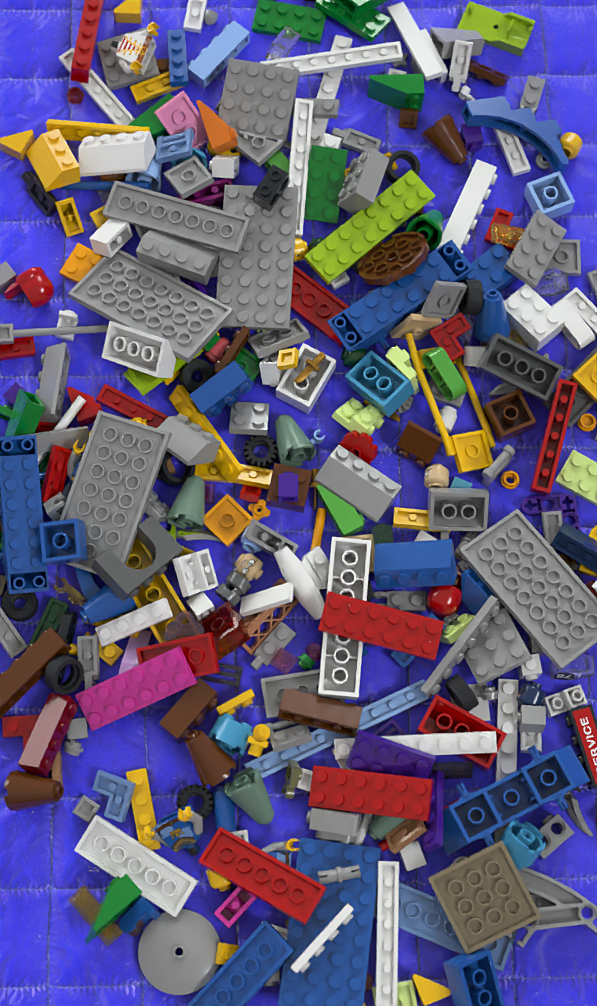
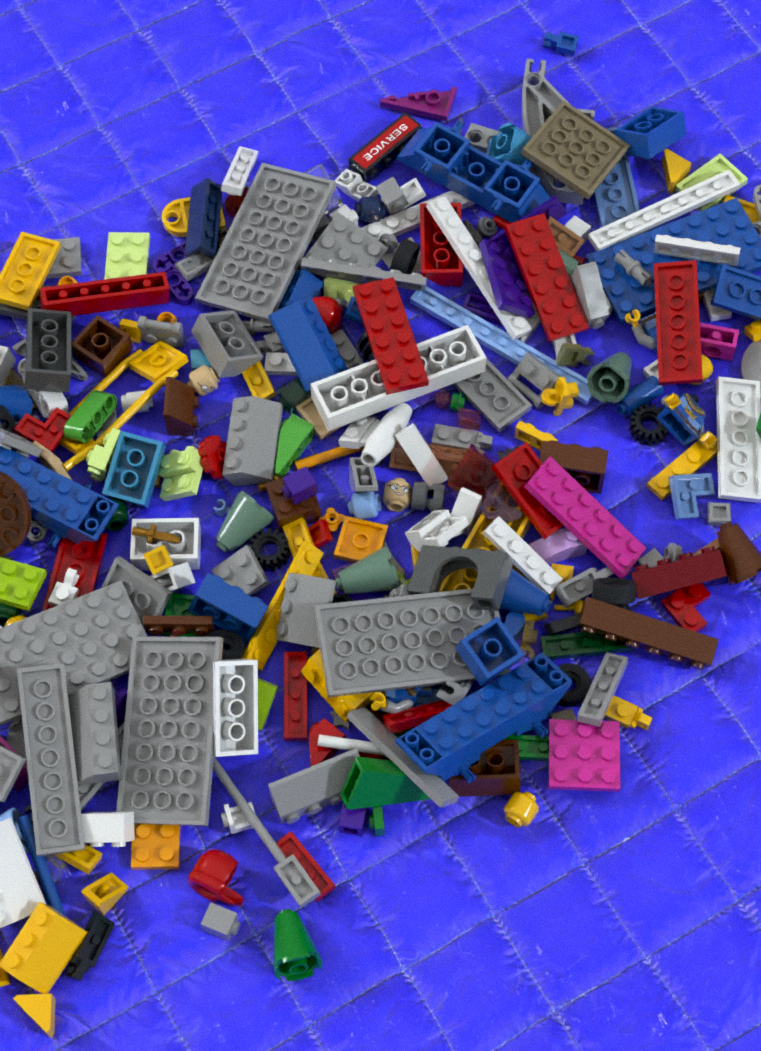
camera: 115 degrees left, 10 degrees down
(208, 758) = (607, 420): reddish brown cone -> none
(231, 735) = (570, 421): dark azure brick -> none
(307, 291) = (65, 591): none -> white plate
(320, 712) = (500, 357): reddish brown brick -> none
(457, 780) = (486, 227): none -> light grey plate
(517, 445) = (131, 328): none -> yellow plate

